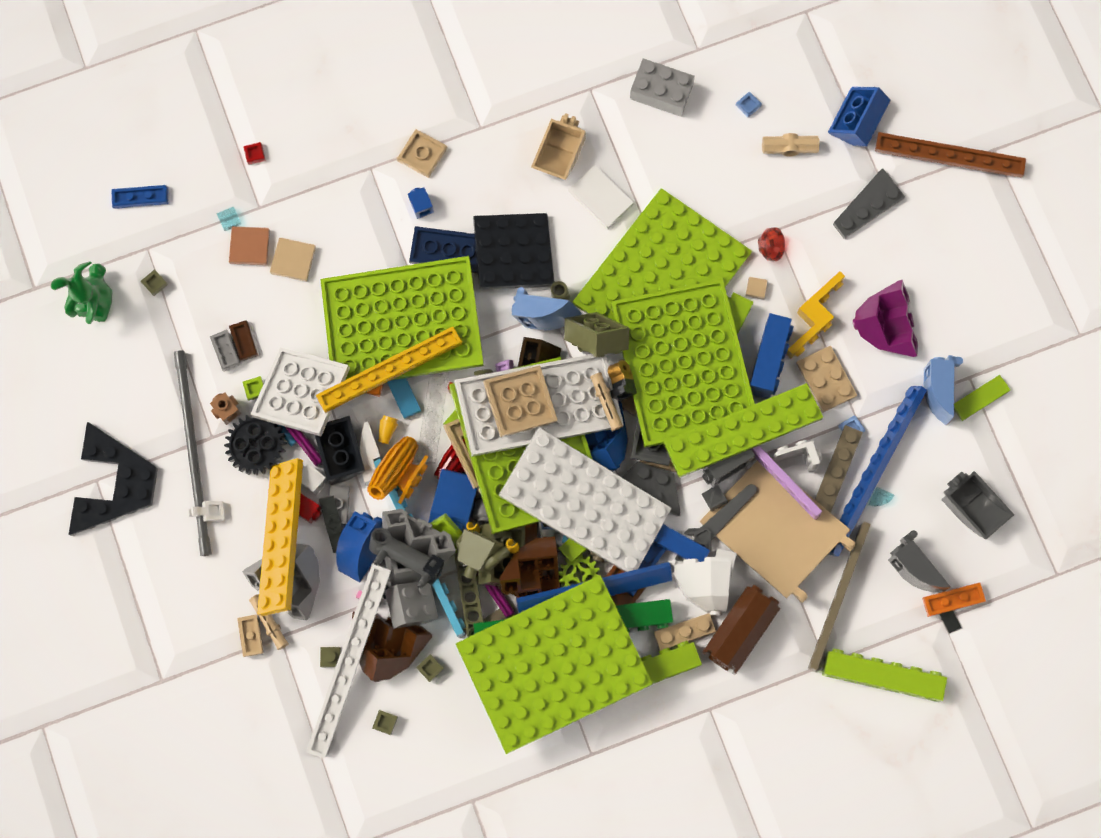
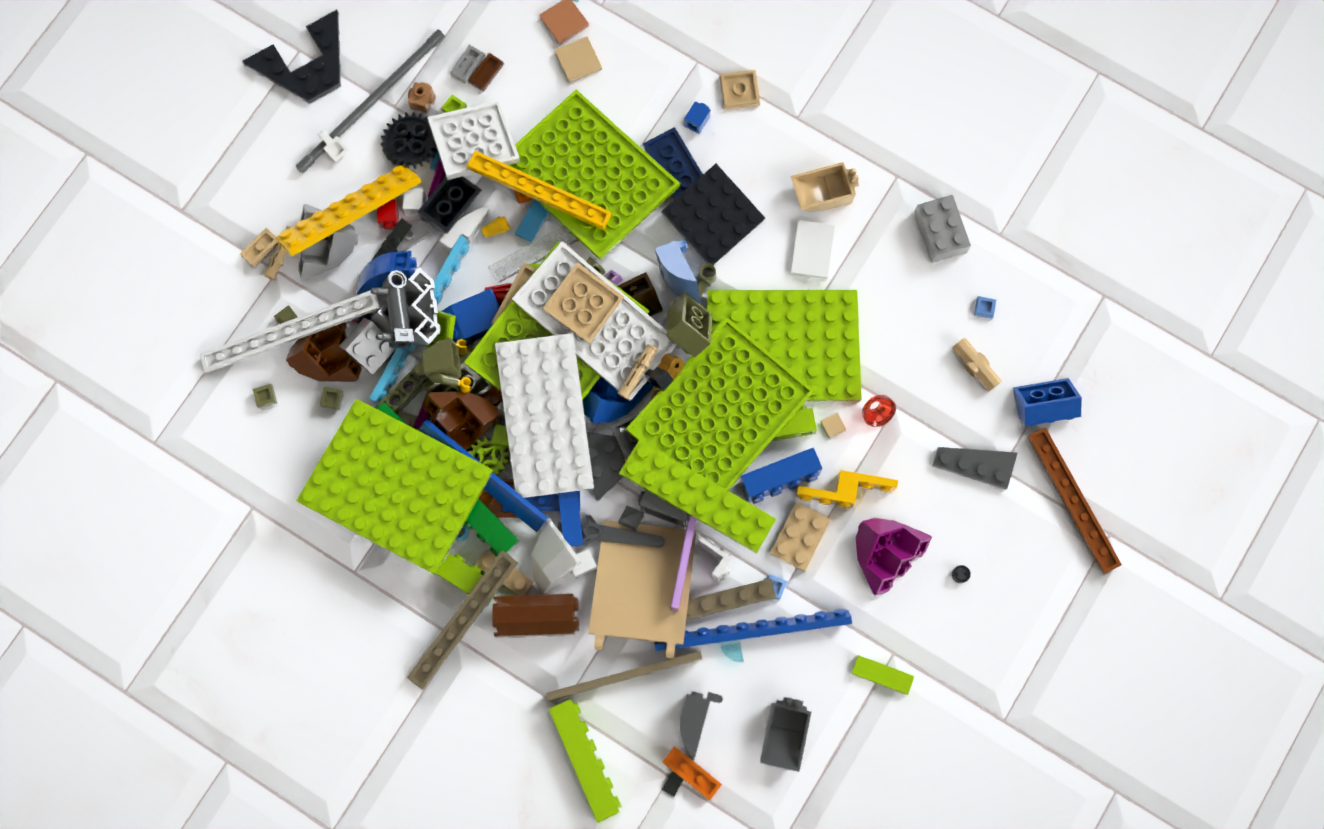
camera: 50 degrees right, 0 degrees up
(397, 470) = (464, 257): light orange plate -> none
(702, 691) = (462, 620): none -> dark tan plate
(940, 386) = (865, 630): medium blue piece -> none
(942, 285) = (967, 573): none -> black bush

